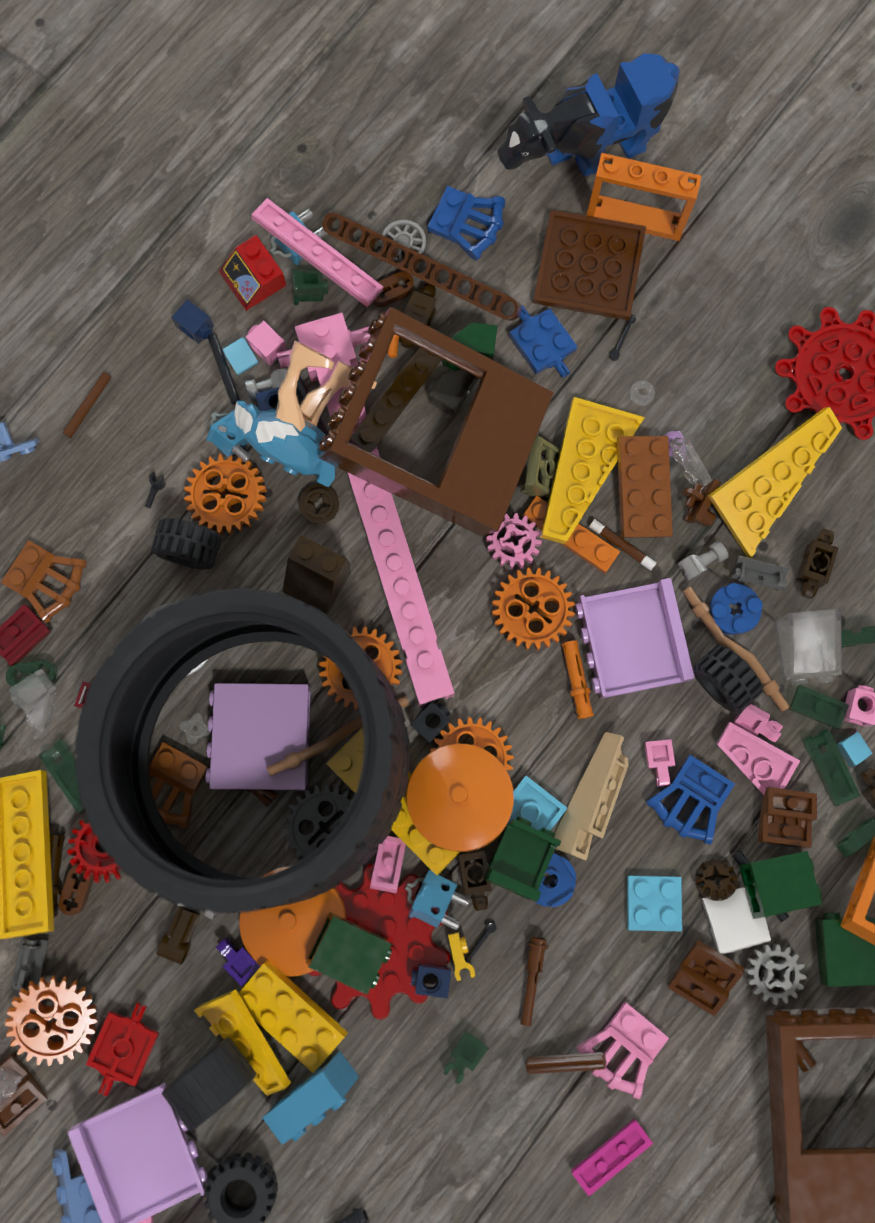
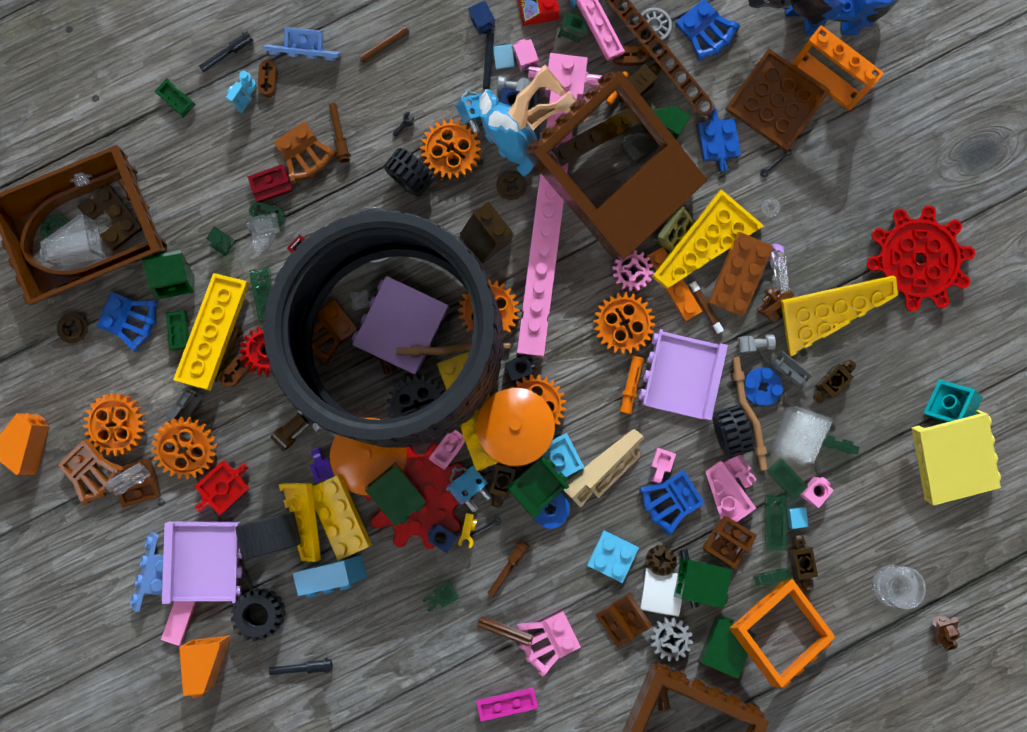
camera: 25 degrees right, 5 degrees up
(84, 545) = (340, 141): none -> reddish brown pin

